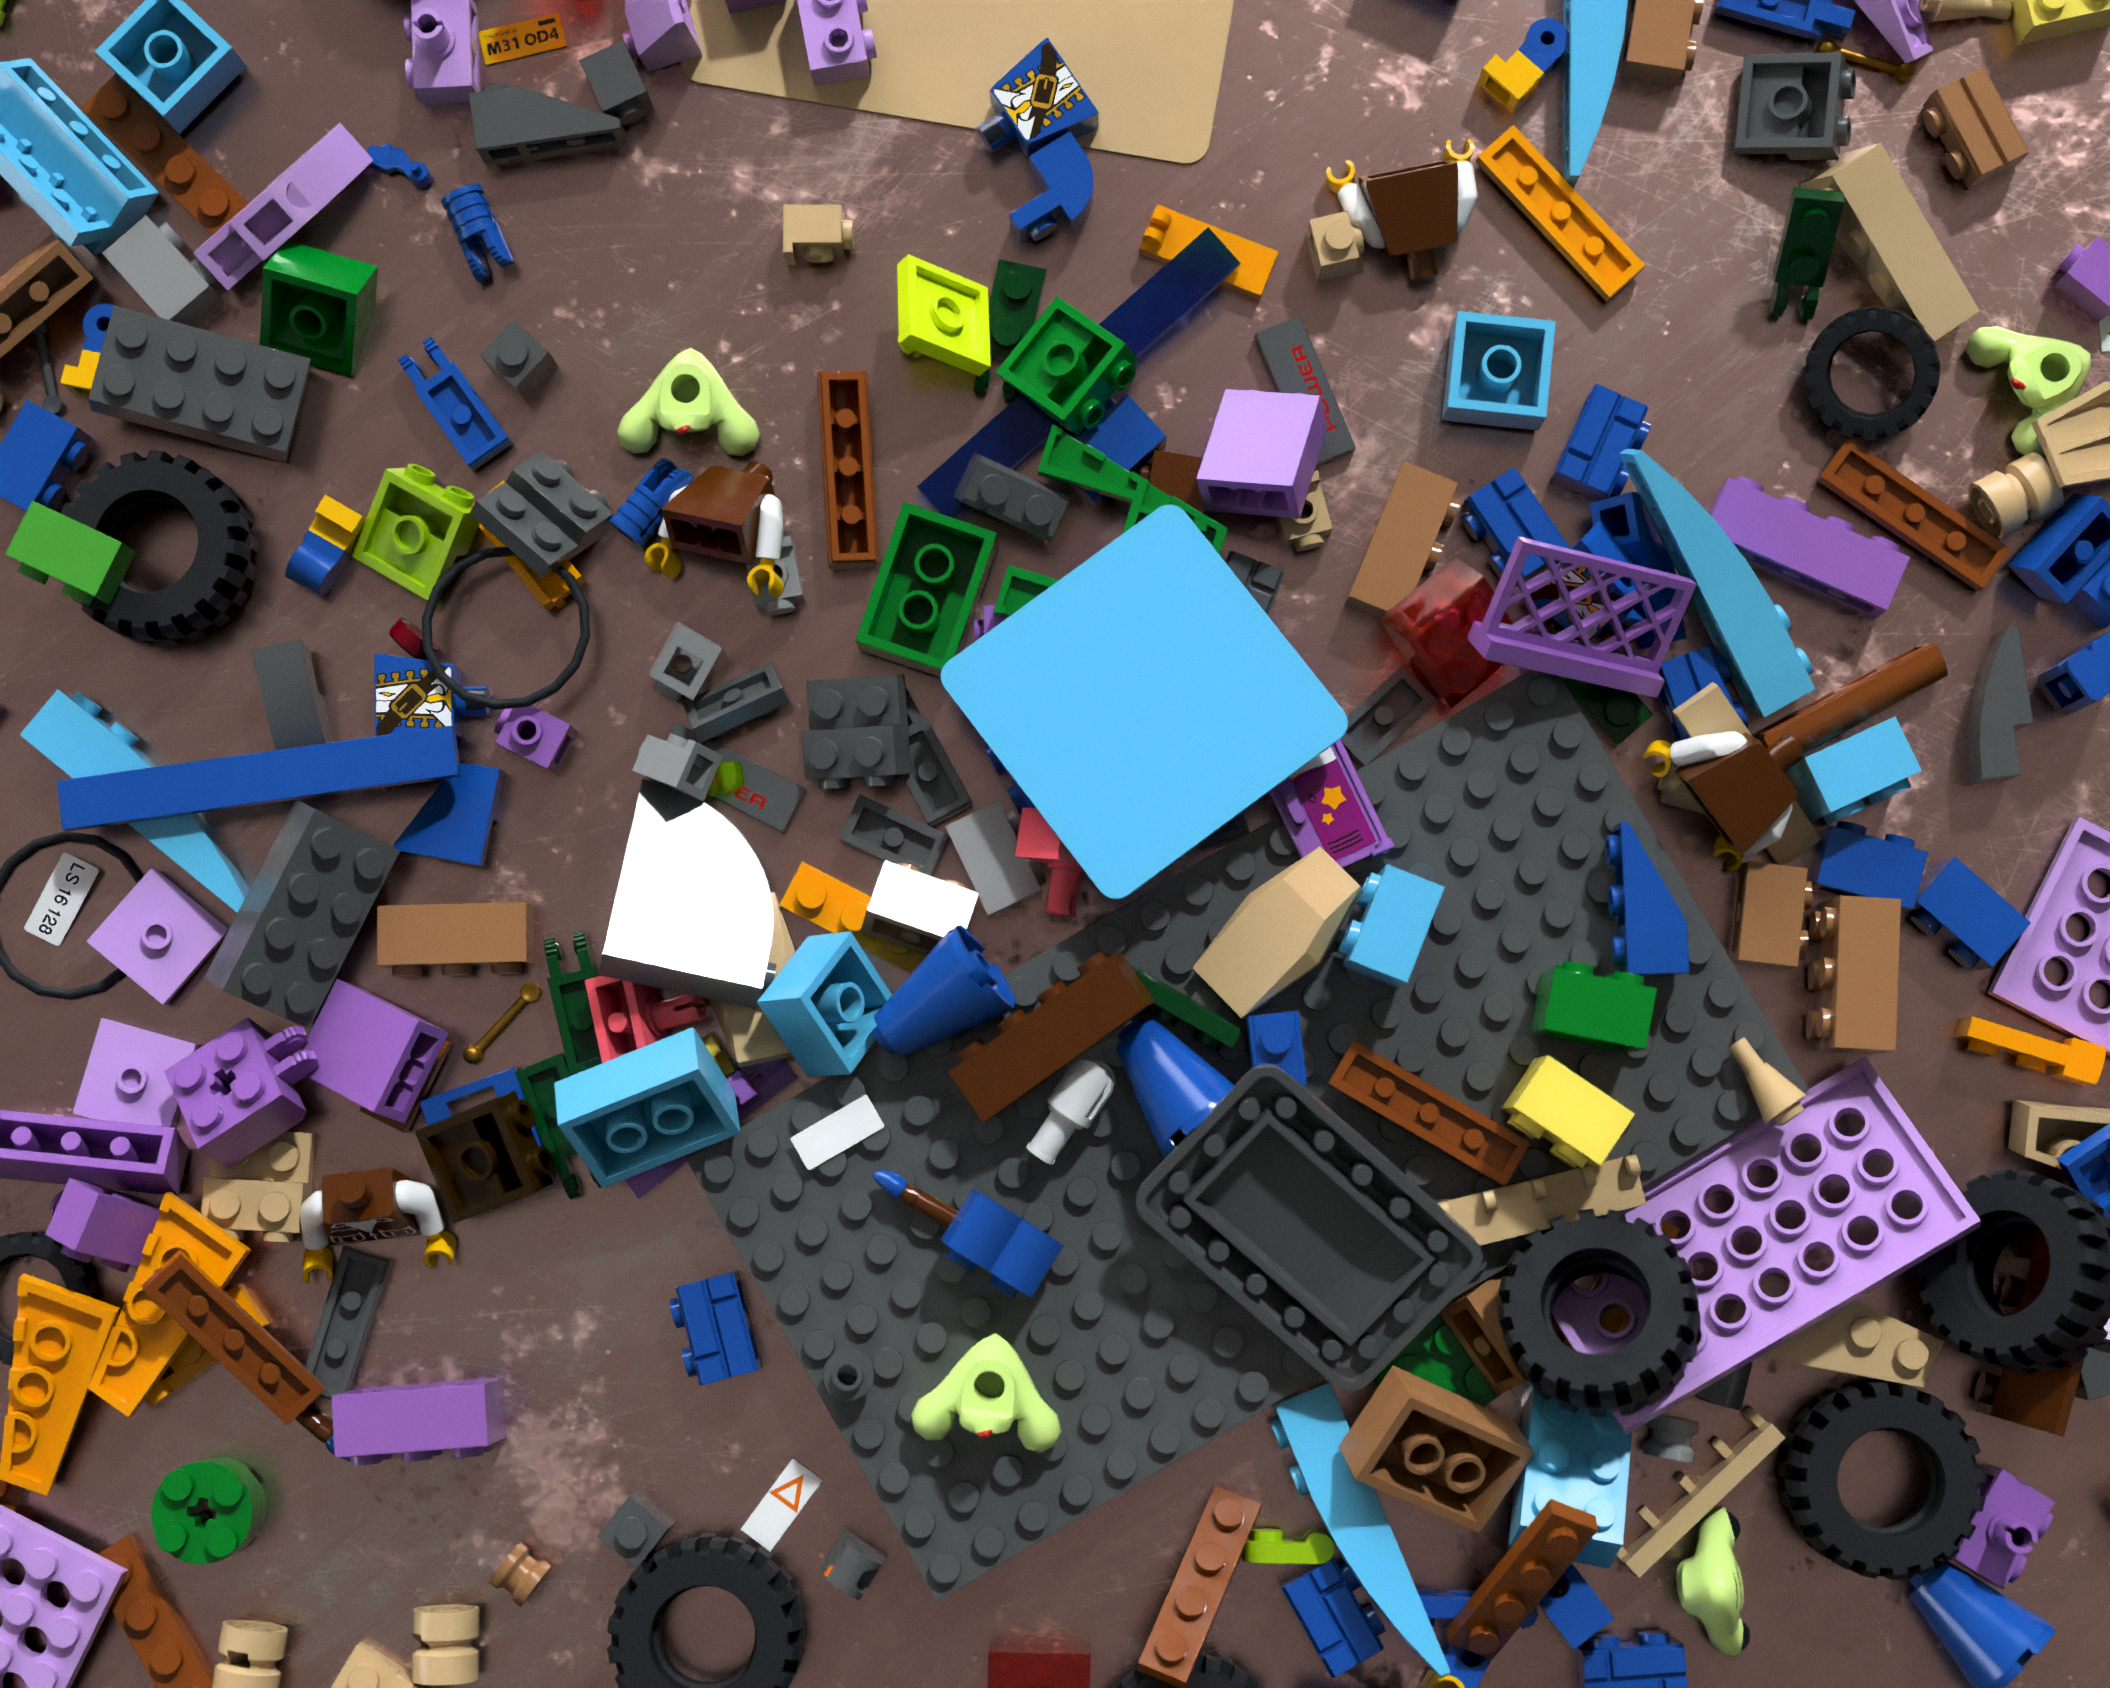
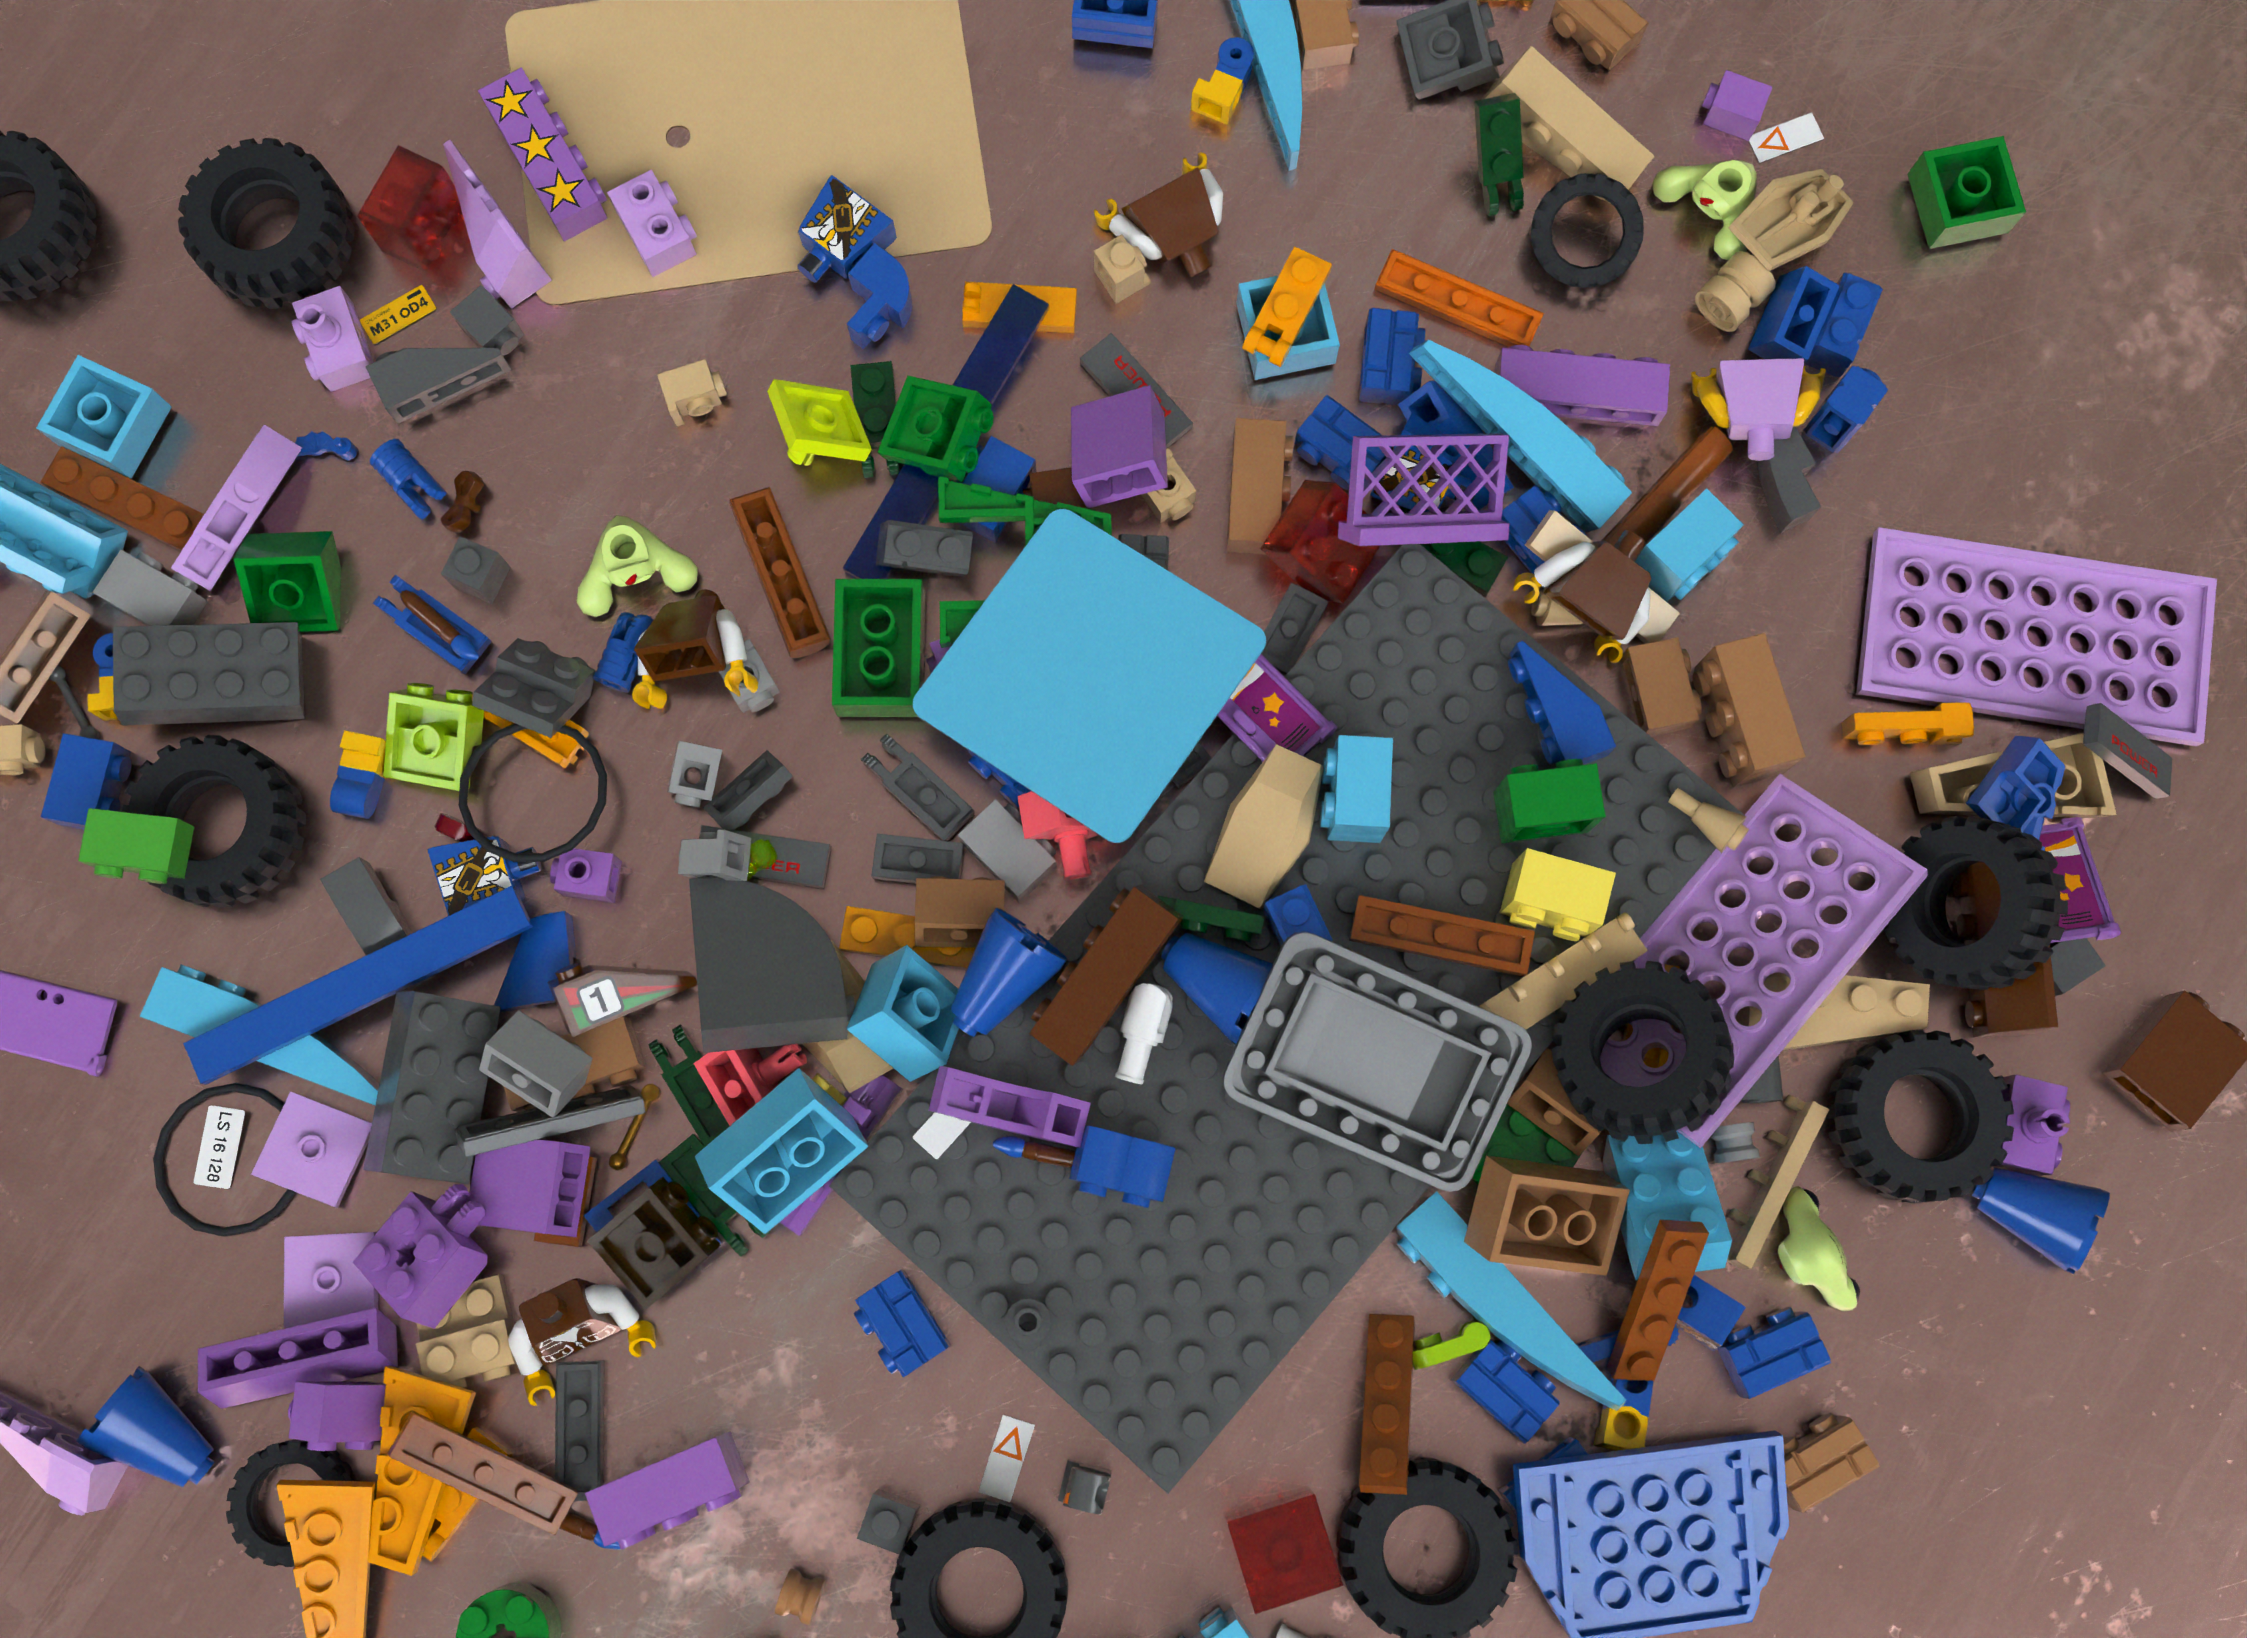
camera: 25 degrees left, 5 degrees down
(414, 991) = (536, 1124): none -> dark grey tile
(418, 927) = (535, 1063): none -> light grey brick
(476, 437) = (459, 643): none -> reddish brown piece
(513, 873) = (604, 993): none -> slope
(538, 263) = (459, 515): none -> reddish brown piece
(856, 731) = (857, 781): dark grey plate -> none
(902, 1143) = (1009, 1107): none -> medium lavender arch
(988, 1393) = (1153, 1296): yellowish green head -> none
(1503, 355) = (1288, 305): none -> light orange plate
(1560, 213) = (1293, 187): light orange plate -> none
(1701, 403) = (1457, 300): none -> orange tile
(1866, 866) = (1720, 619): blue brick -> none
(1913, 514) = (1656, 331): dark orange plate -> none
(1967, 915) = (1818, 635): blue brick -> none
(1995, 632) = (1759, 399): none -> lavender torso

